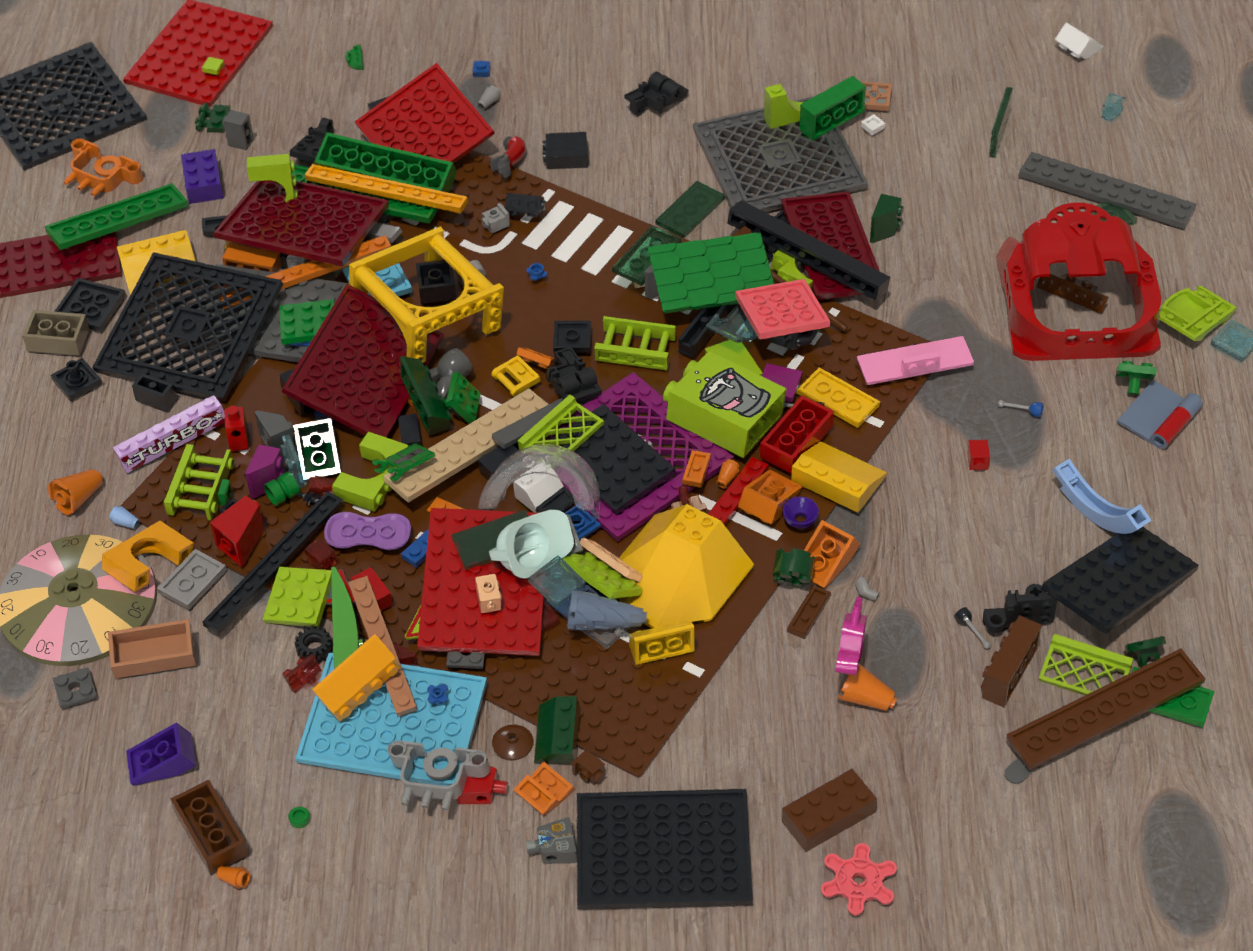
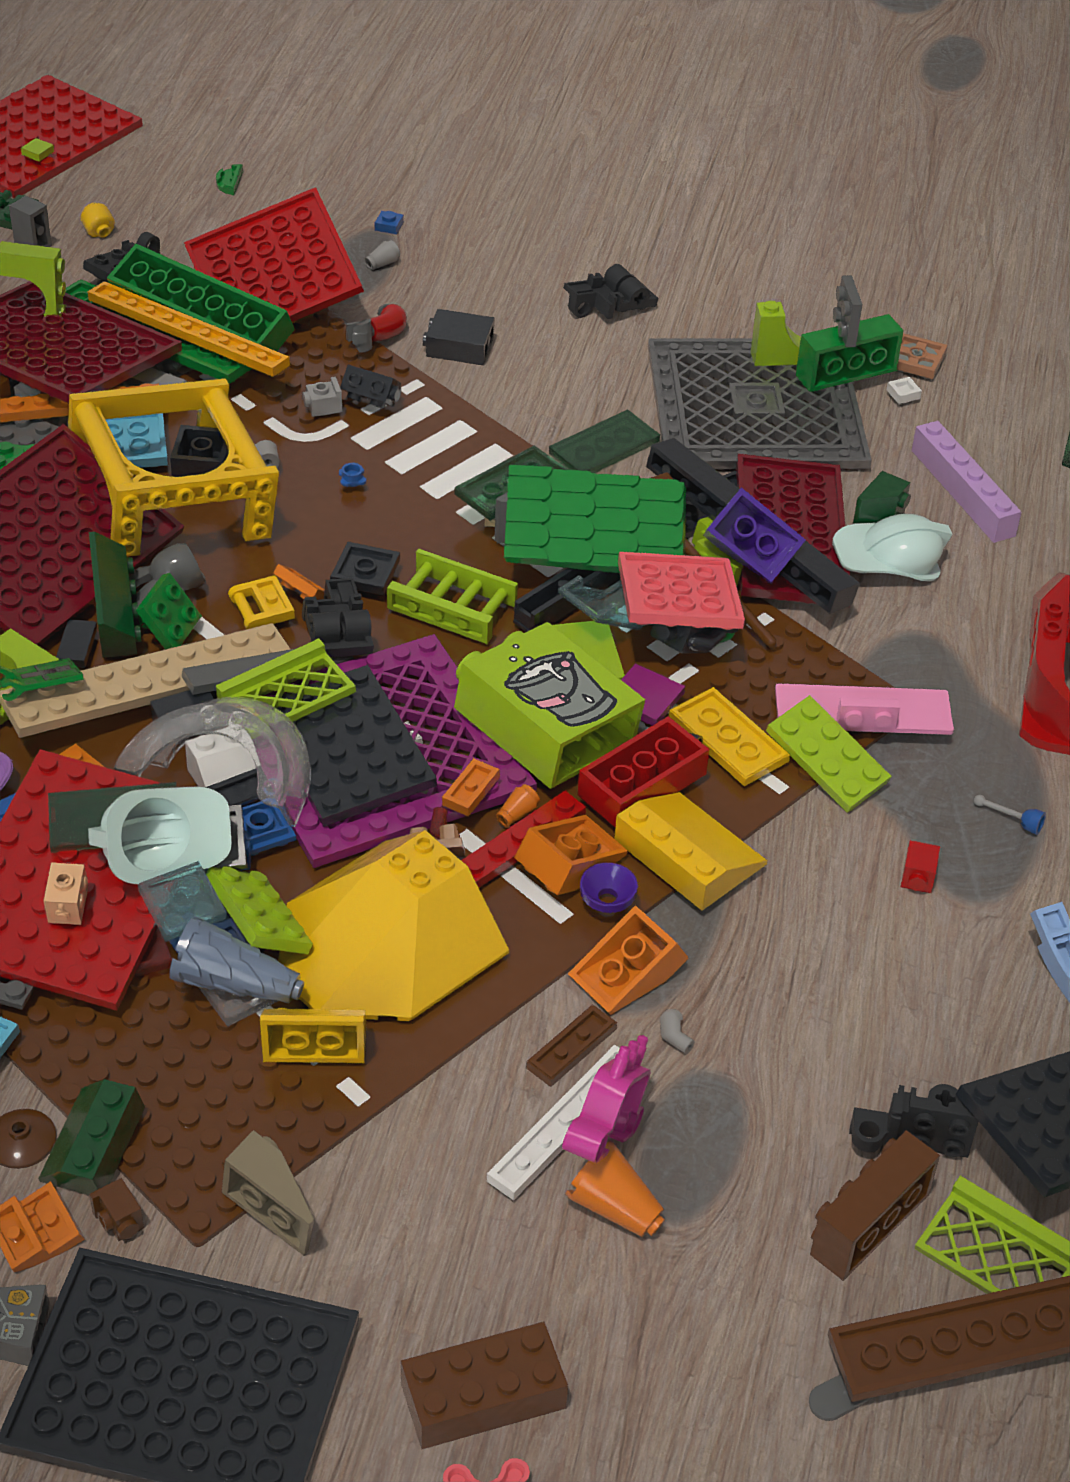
camera: 10 degrees right, 5 degrees down
(280, 113) = (97, 220): none -> yellow head
(611, 559) = (284, 890): light nougat tile -> none
(675, 736) = (265, 1188): none -> dark tan slope
(793, 567) = (566, 968): dark green brick -> none
(816, 260) = (754, 536): none -> dark purple slope
(819, 659) = (544, 1139): none -> white plate
(828, 83) = (848, 310): none -> dark grey plate
(901, 243) = (895, 545): none -> light aqua piece
(903, 395) = (828, 753): none -> lime plate
(932, 184) = (966, 481): none -> lavender brick
(964, 617) = (821, 1113): hinge -> none

